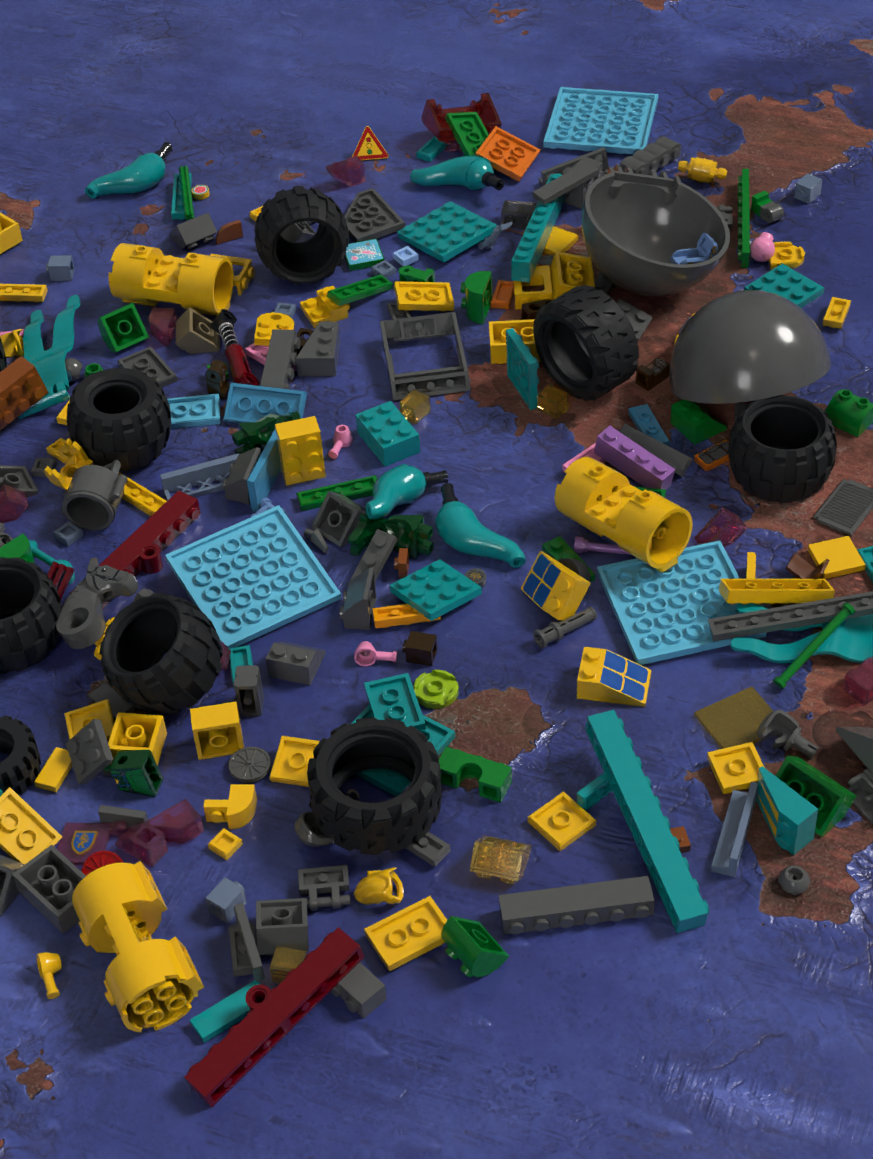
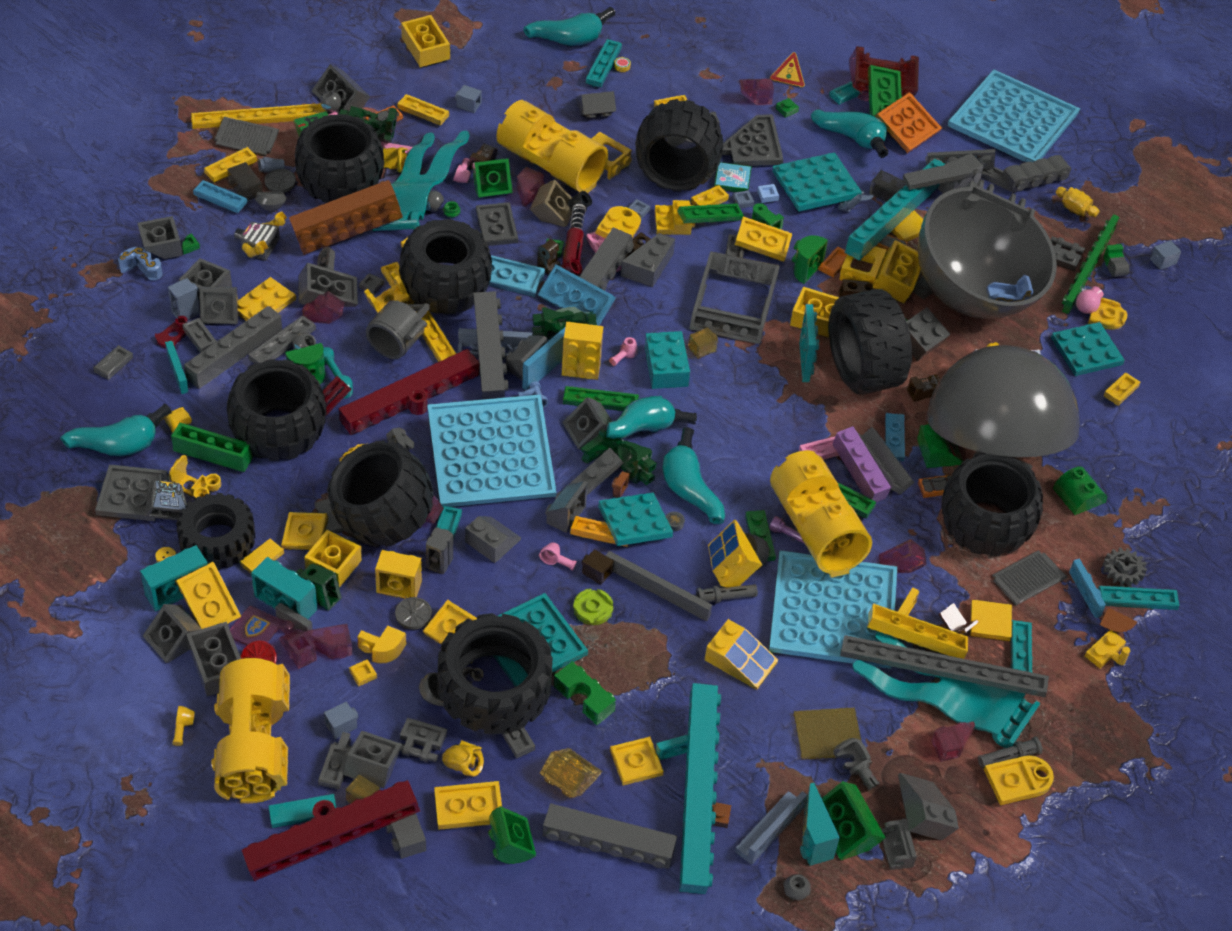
camera: 15 degrees right, 5 degrees up
(68, 534) = (364, 353): sand blue tile -> none
(81, 615) = (344, 423): dark grey animal -> none
(89, 336) = (462, 174): none -> bright pink bar
(89, 751) = (292, 550): dark grey plate -> none
(89, 786) = (278, 585): none -> teal brick
(102, 309) = (485, 153): none -> dark brown leg
(186, 192) = (607, 62): green axle -> none
(200, 477) = (489, 345): none -> dark grey brick
(229, 232) = (627, 114): dark orange brick -> none
(249, 942) = (339, 762): dark grey tile -> none
(317, 539) = (562, 434): dark grey bar -> none
(352, 275) = (710, 197): none -> yellow plate
(382, 179) = (787, 107): none -> green plate
(395, 699) = (549, 608): teal plate -> none
(496, 644) = (660, 587): none -> dark grey tile
(552, 401) = (823, 382): clear yellow brick -> none
(735, 766) = (800, 770): yellow plate -> none
(846, 610) = (922, 693): green bar -> none

